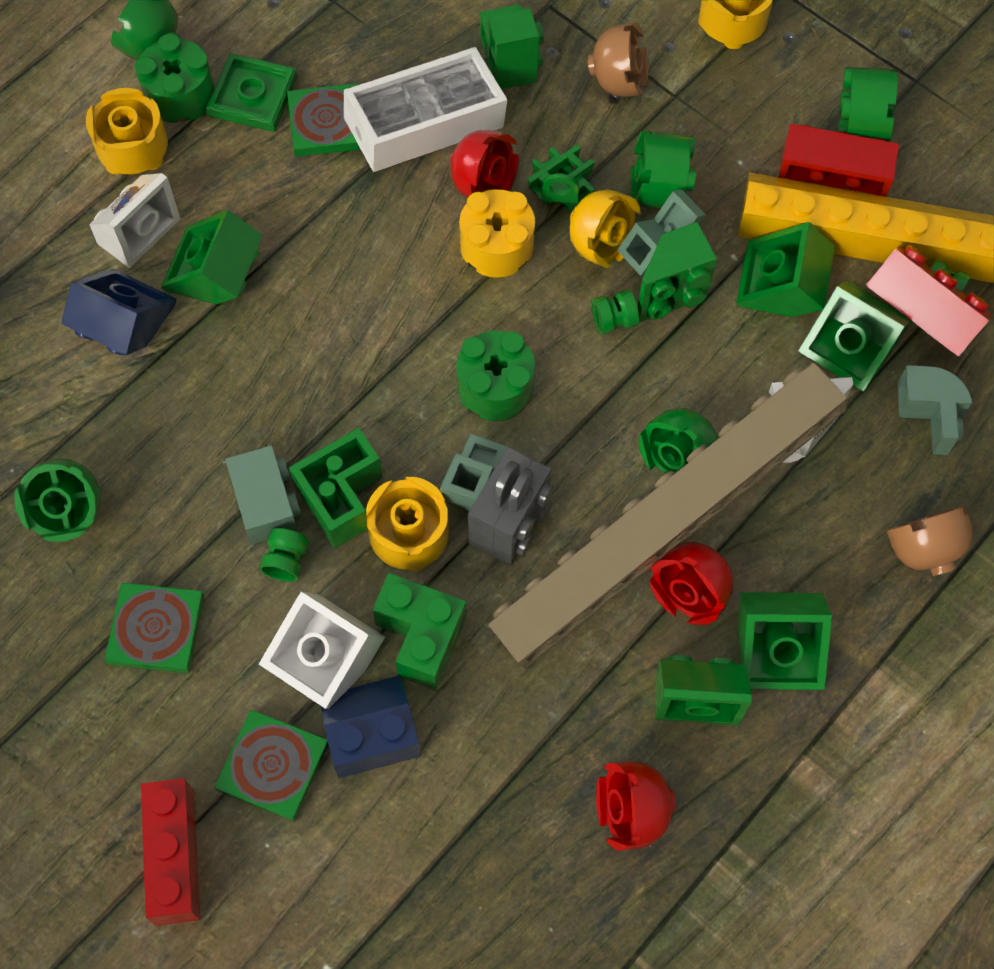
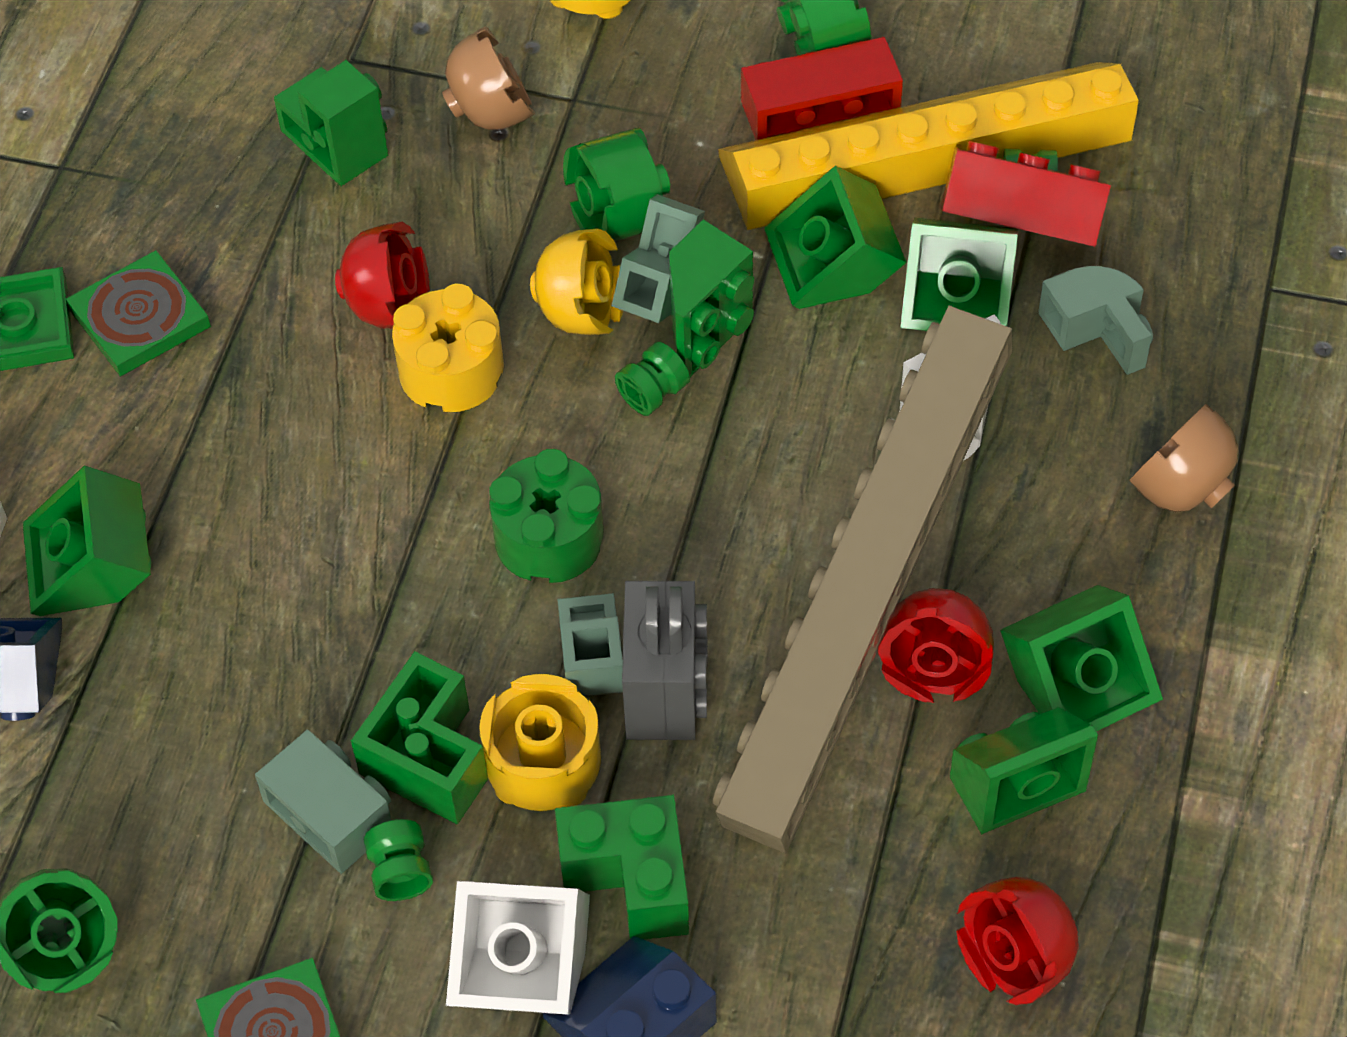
camera: 25 degrees left, 10 degrees down
(423, 108) = (265, 242): brick -> none
(562, 186) = (500, 259): green piece -> none
(673, 437) = (817, 491): green cylinder -> none

